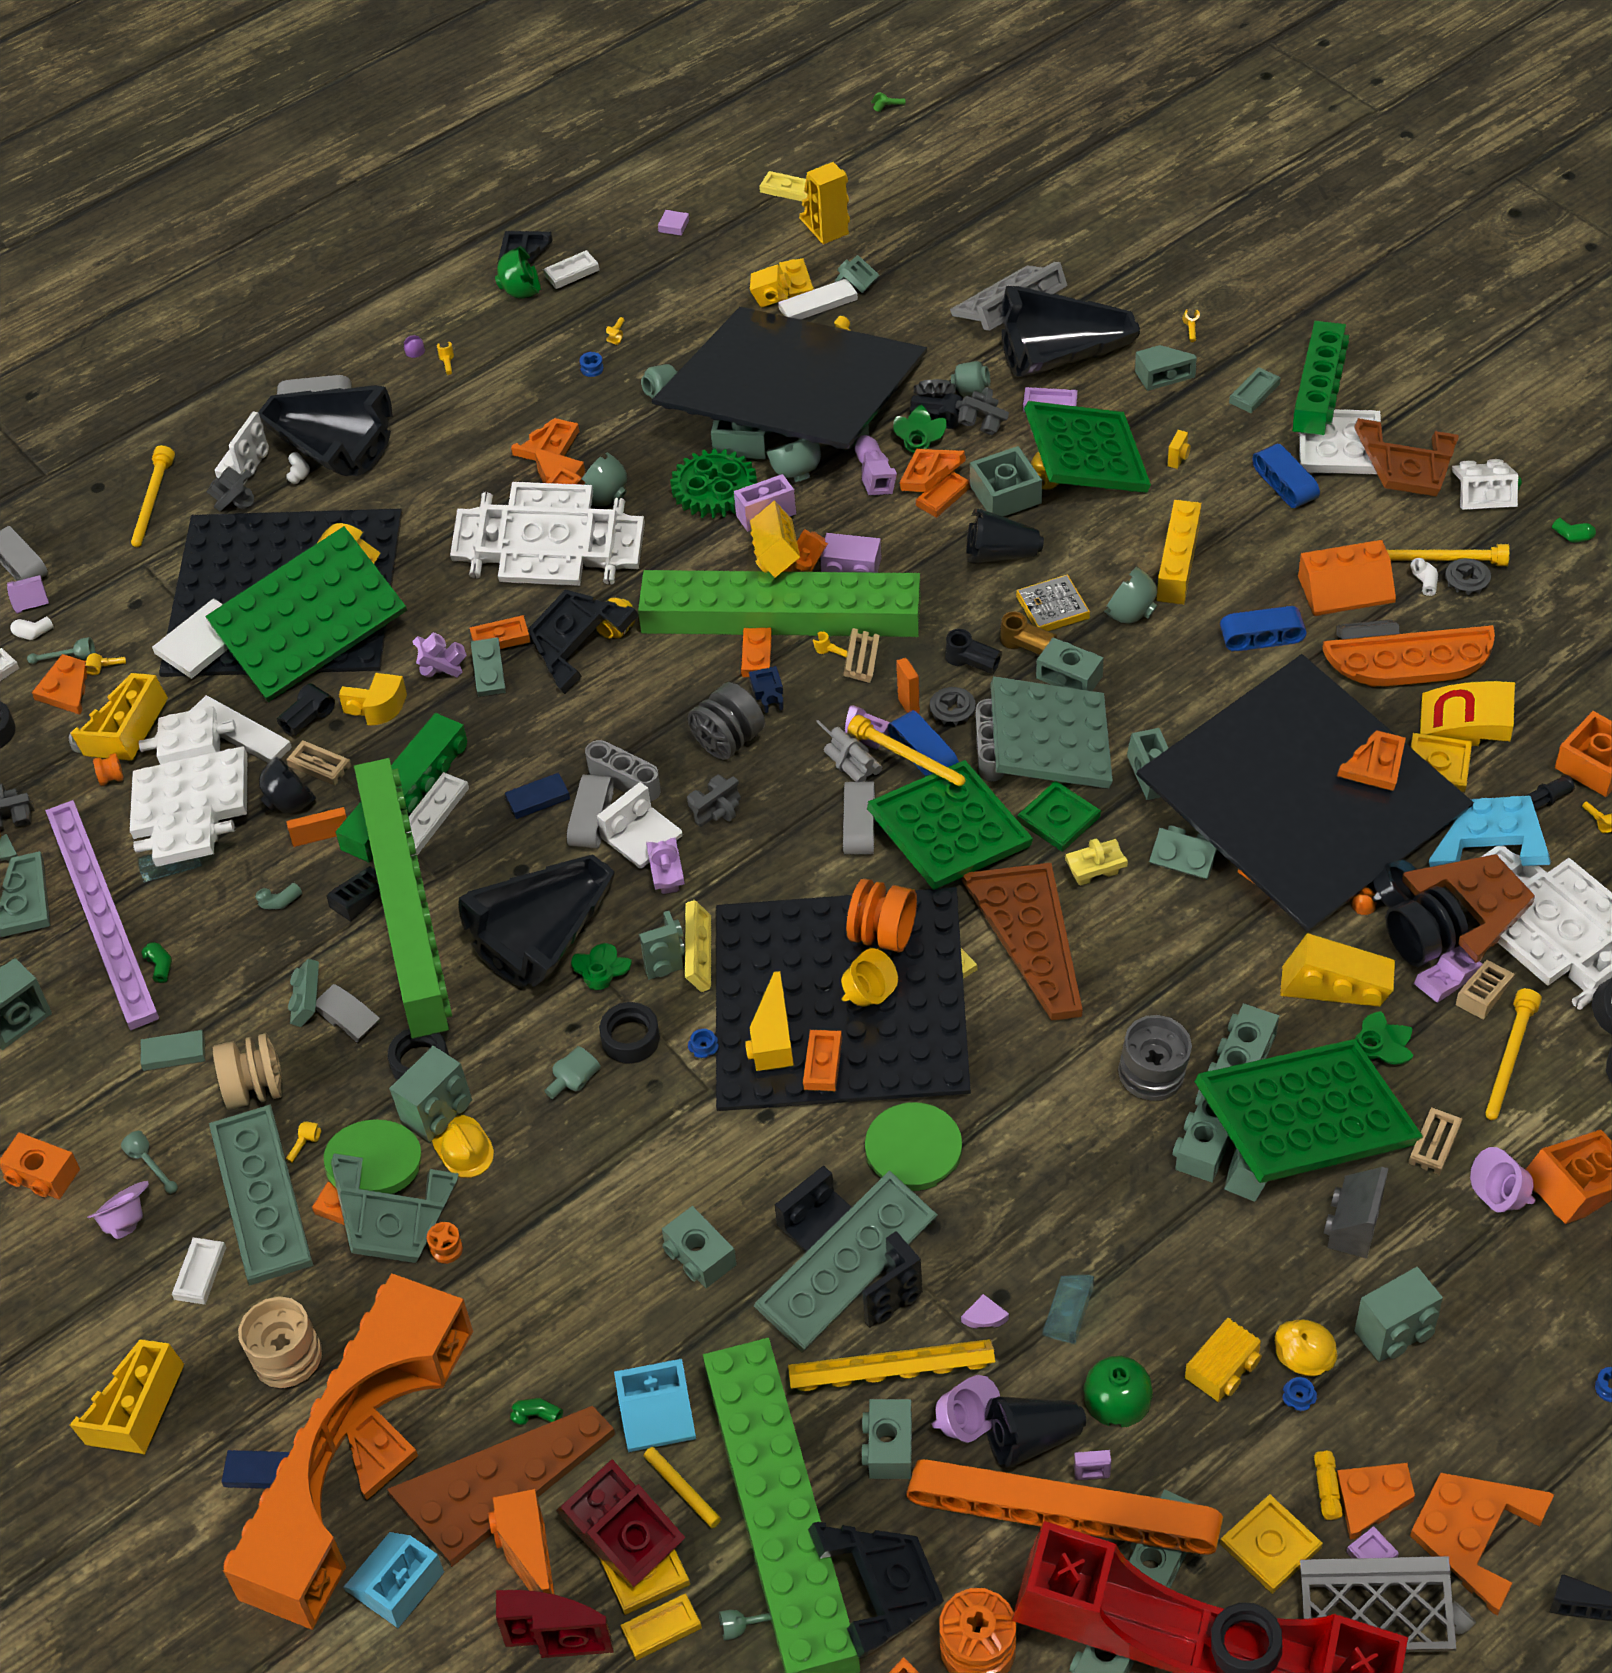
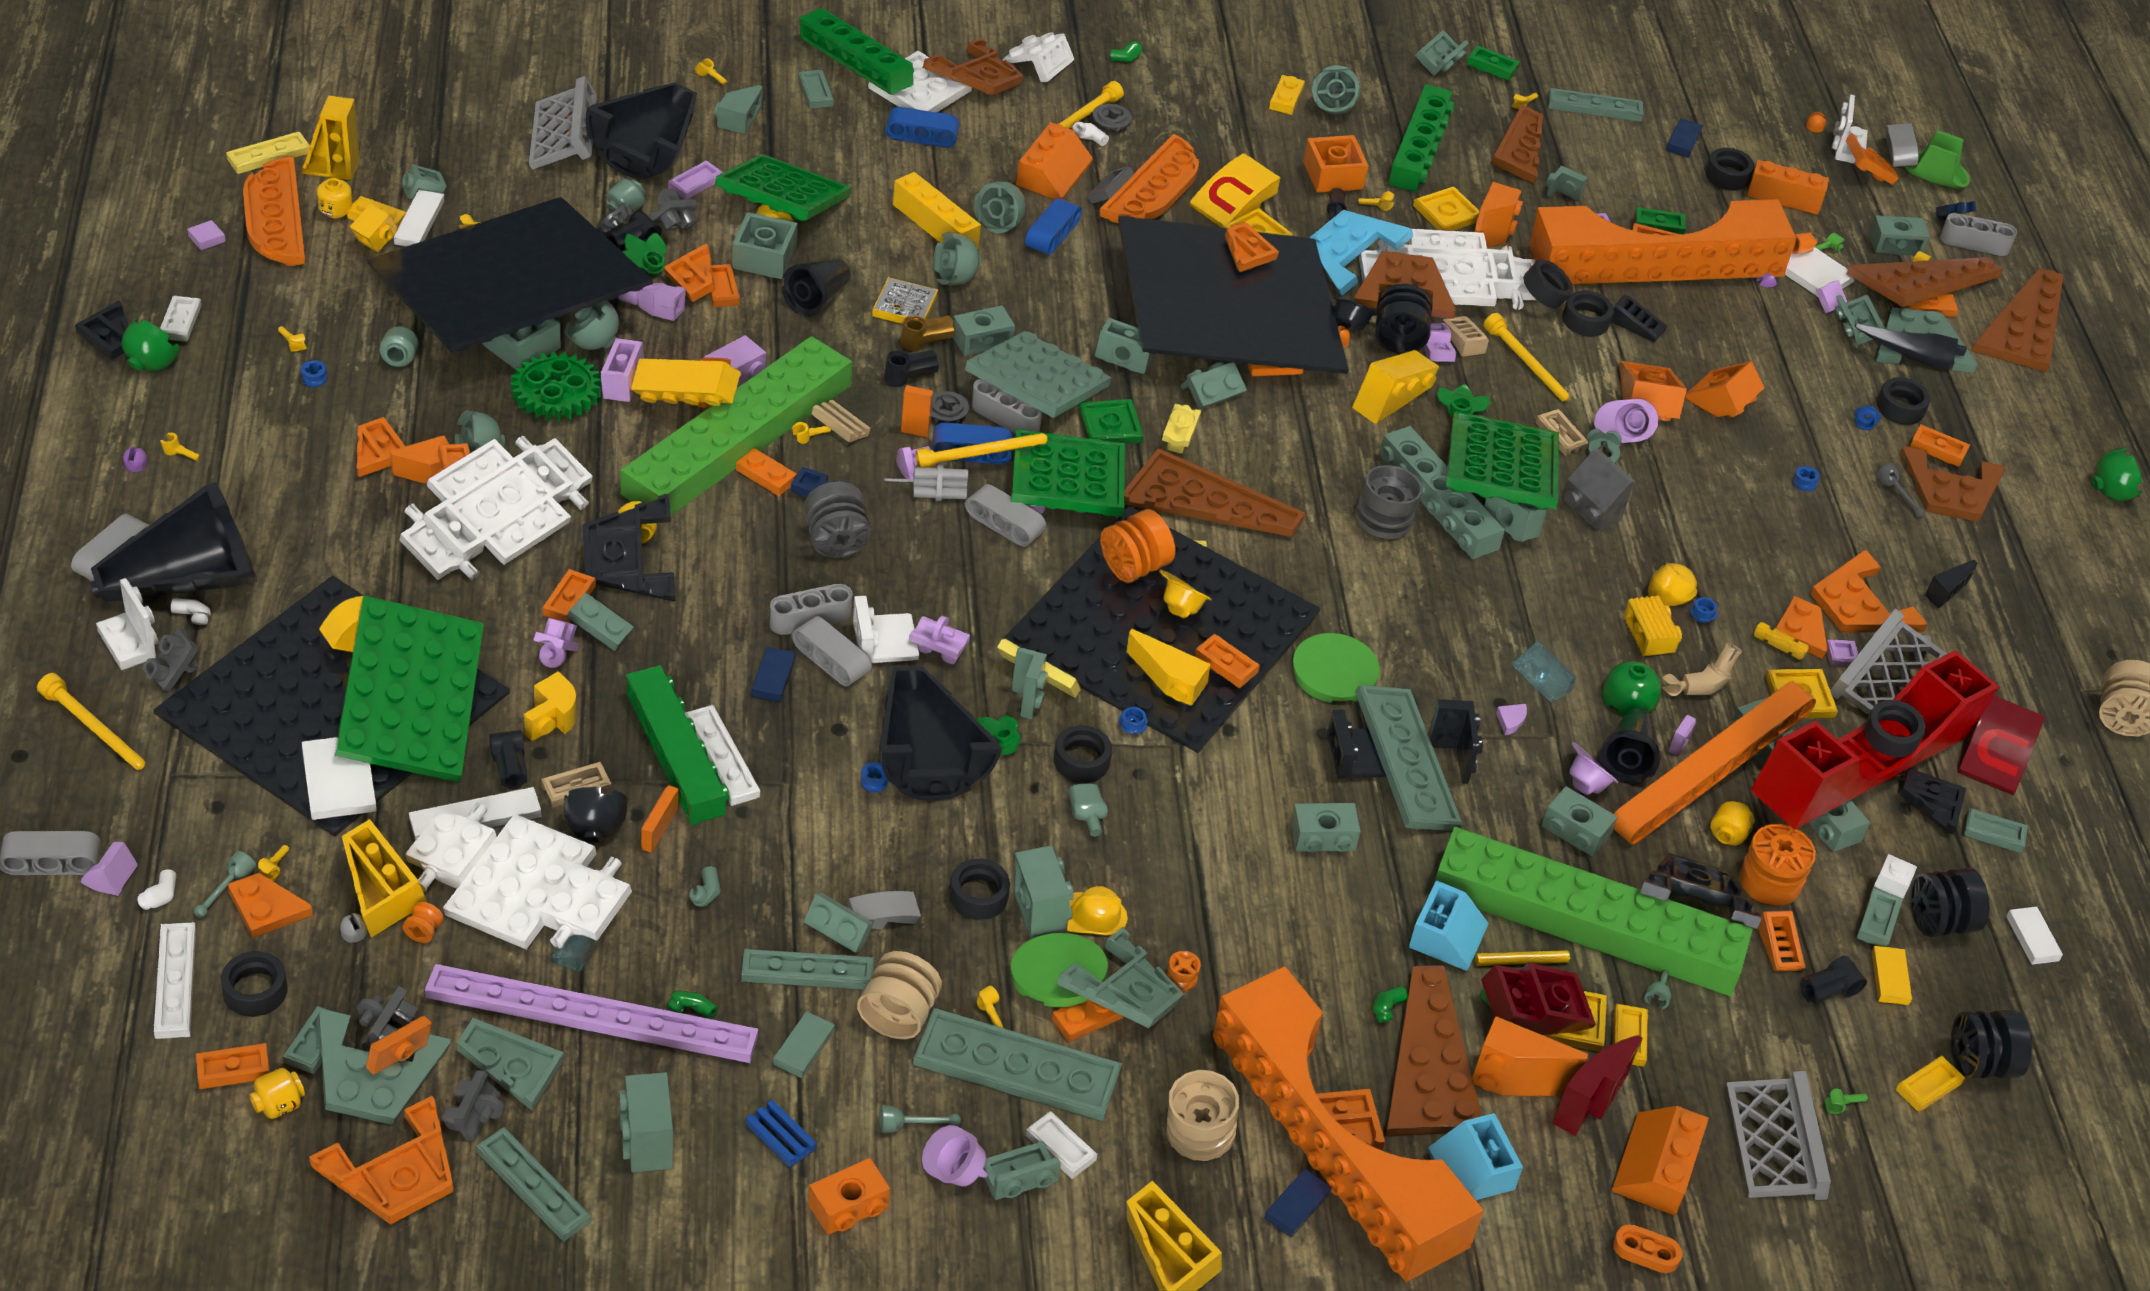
camera: 65 degrees left, 5 degrees down
(75, 1072) = (790, 1125): none -> blue tile
(144, 1257) = (1021, 1170): none -> sand green bracket
(249, 1003) = (806, 969): none -> sand green tile
(351, 909) = (758, 852): black slope -> none
(401, 895) = (831, 789): bright green brick -> none
(717, 803) = (907, 578): dark grey hips -> none
(735, 232) = (274, 212): none -> orange plate
(778, 246) = (334, 198): none -> yellow head
(881, 100) = (235, 52): bright green hand -> none
(903, 1363) = (1519, 781): yellow plate -> none
(1007, 1570) = (1732, 821): none -> yellow head
(1178, 449) = (833, 154): yellow plate -> none
(1194, 1449) = (1710, 680): none -> tan arm
(1239, 580) = (999, 206): none -> sand green cylinder
(1398, 1315) = (1695, 524): sand green brick -> none
(1456, 1172) = (1610, 440): none -> sand green piece

